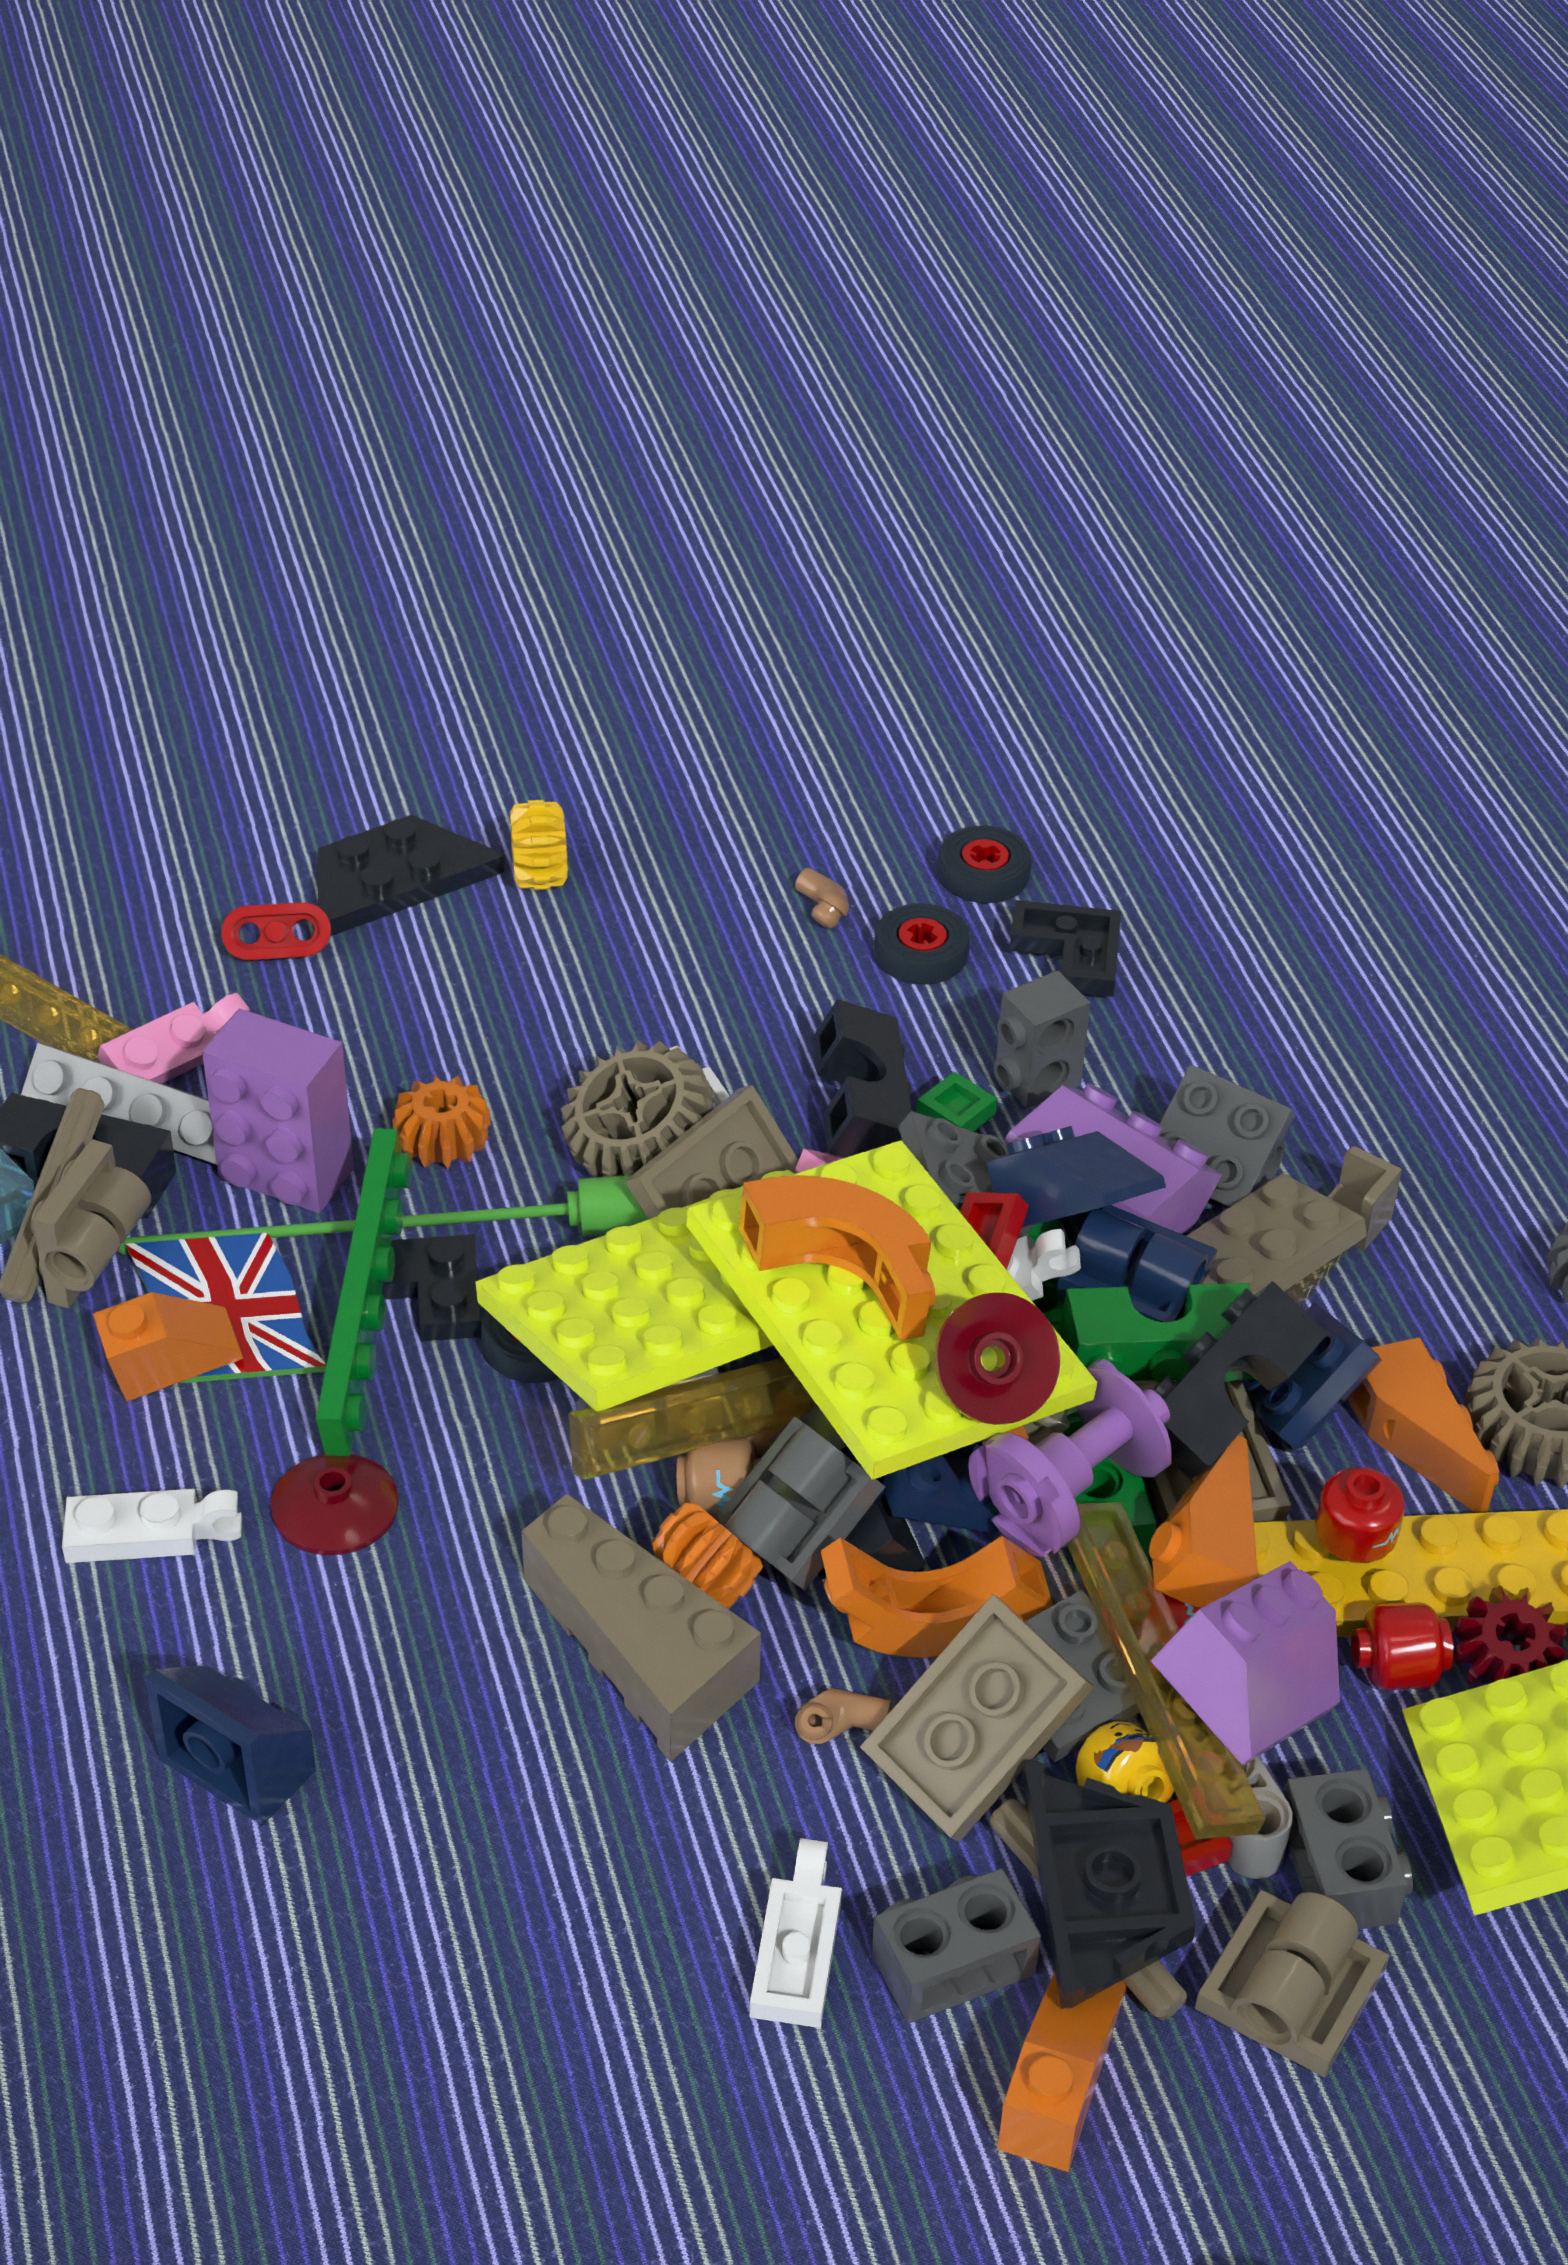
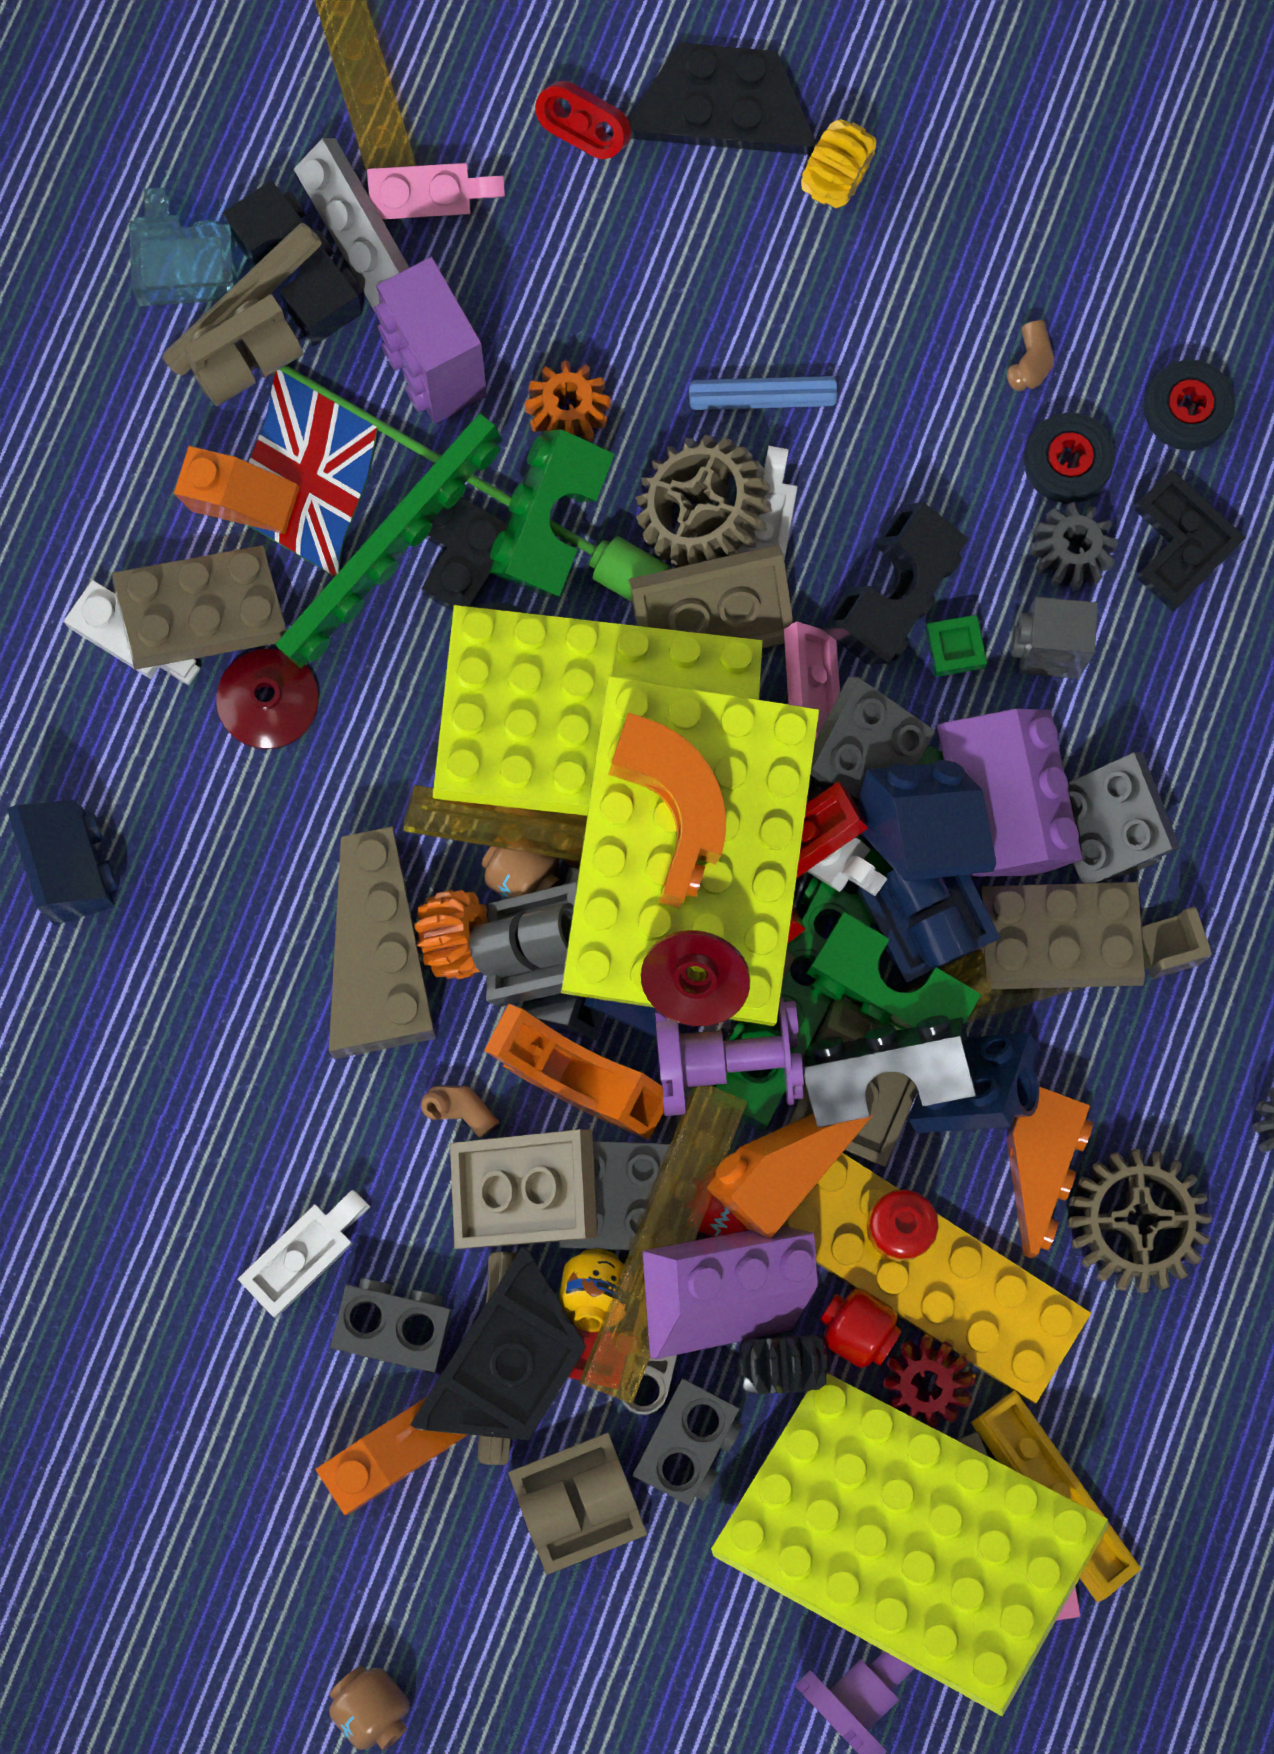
camera: 35 degrees right, 35 degrees up
(203, 1449) = (198, 607): none -> dark tan plate
(487, 1158) = (528, 548): none -> green arch
(614, 1030) = (762, 393): none -> medium blue axle
(976, 985) = (1092, 553): none -> dark grey gear
(1366, 1712) = (782, 1364): none -> black gear

